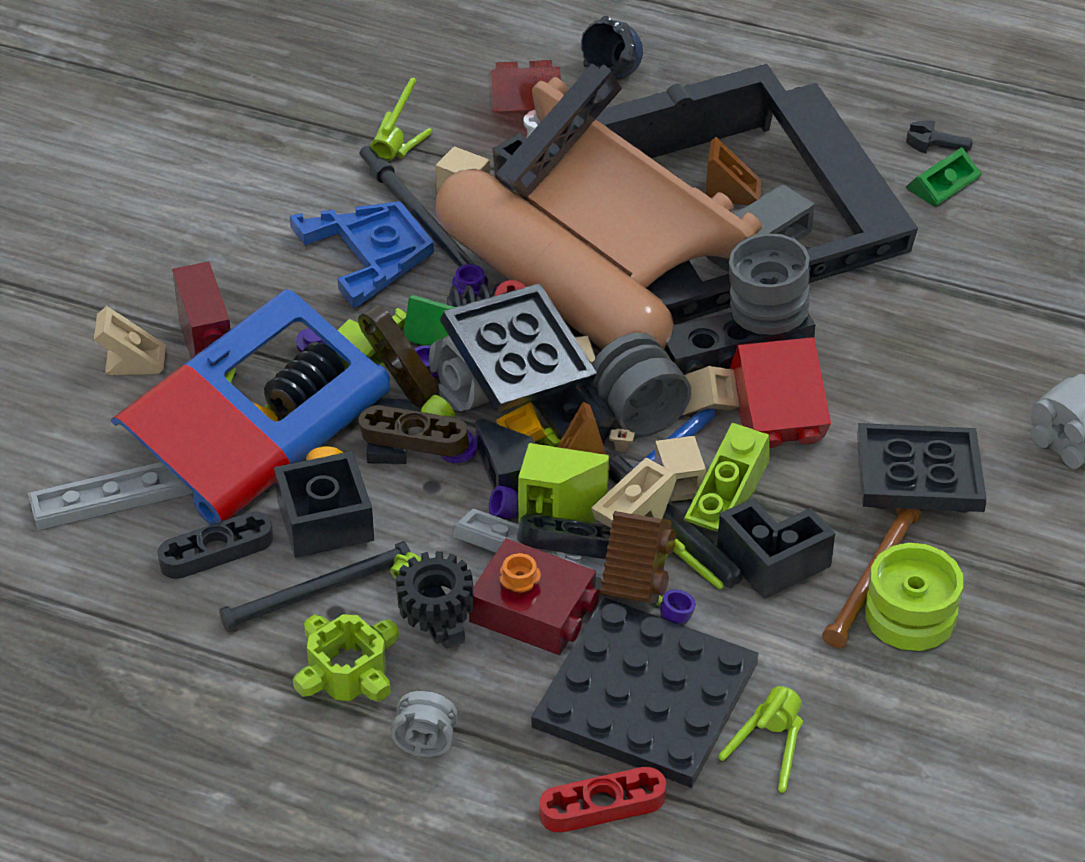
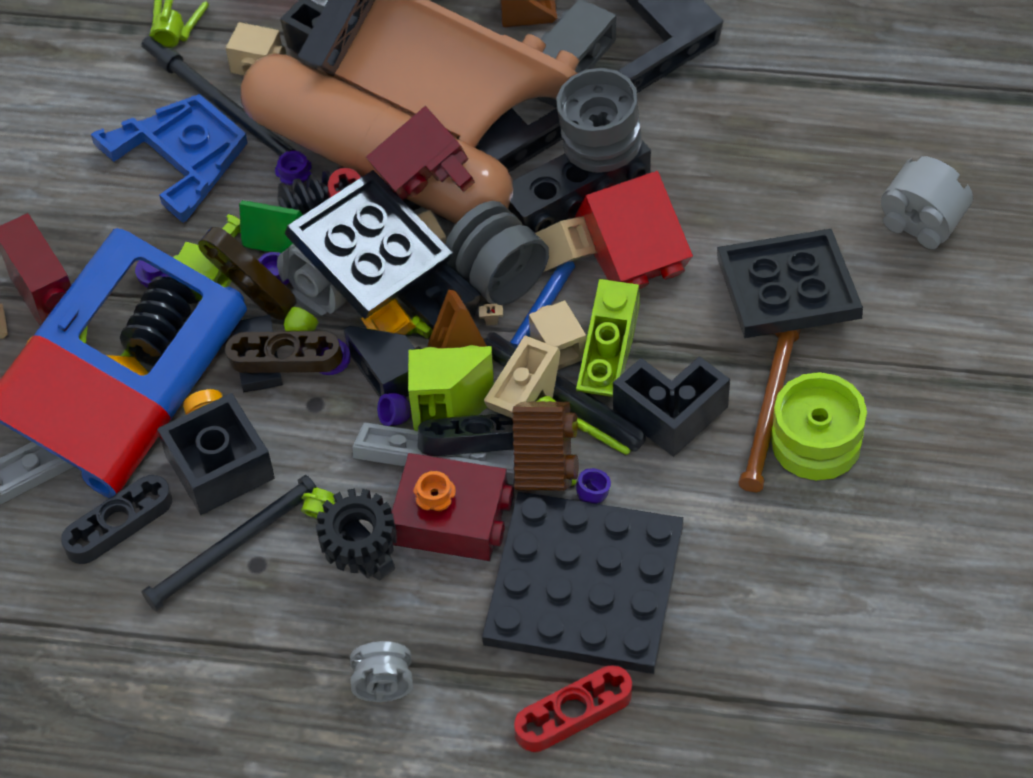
camera: 10 degrees left, 10 degrees up
(345, 682) = (288, 644): lime piece -> none
(584, 276) = (416, 153): none -> dark red hinge
(776, 715) = (717, 579): lime plant -> none

